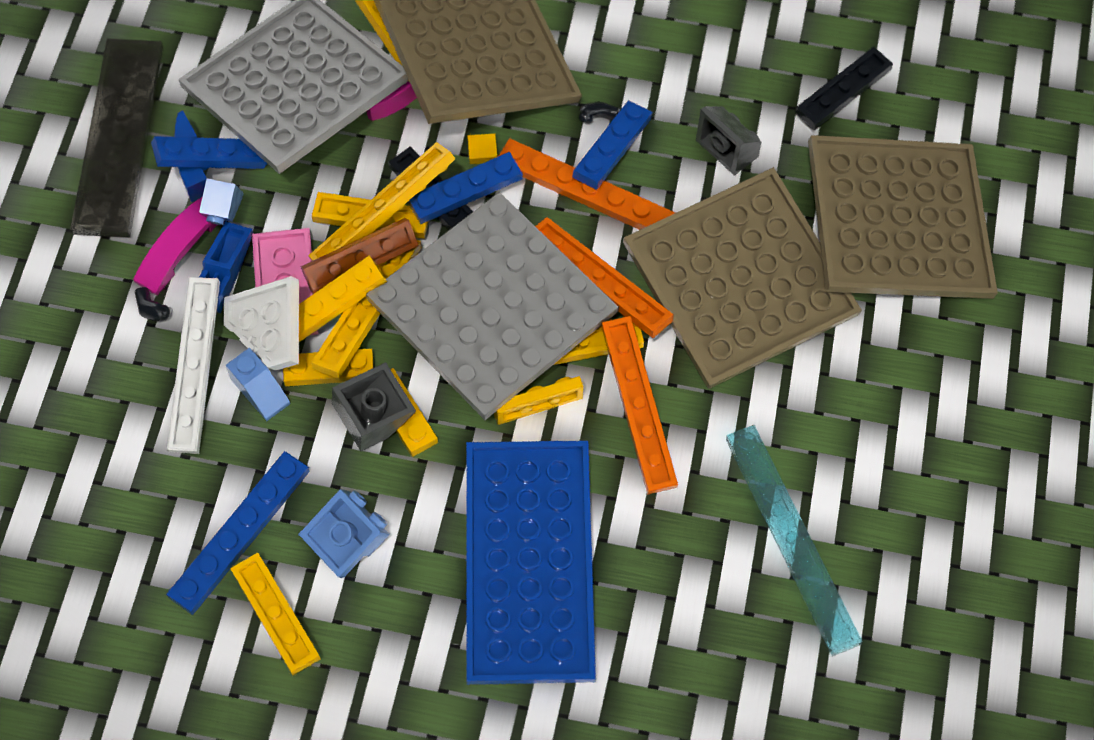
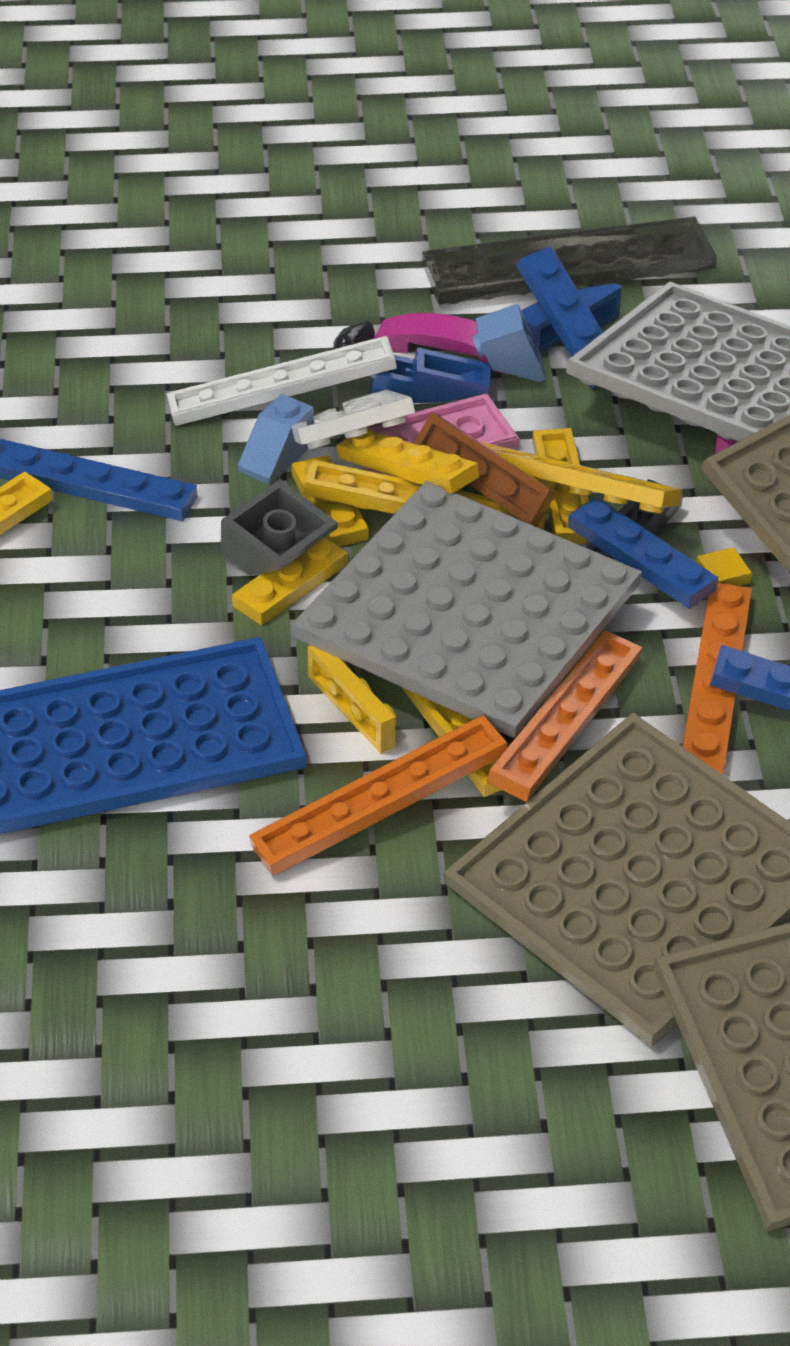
camera: 75 degrees right, 20 degrees down
(344, 532) = (101, 556): medium blue plate -> none
(793, 541) = (226, 1030): clear light blue plate -> none

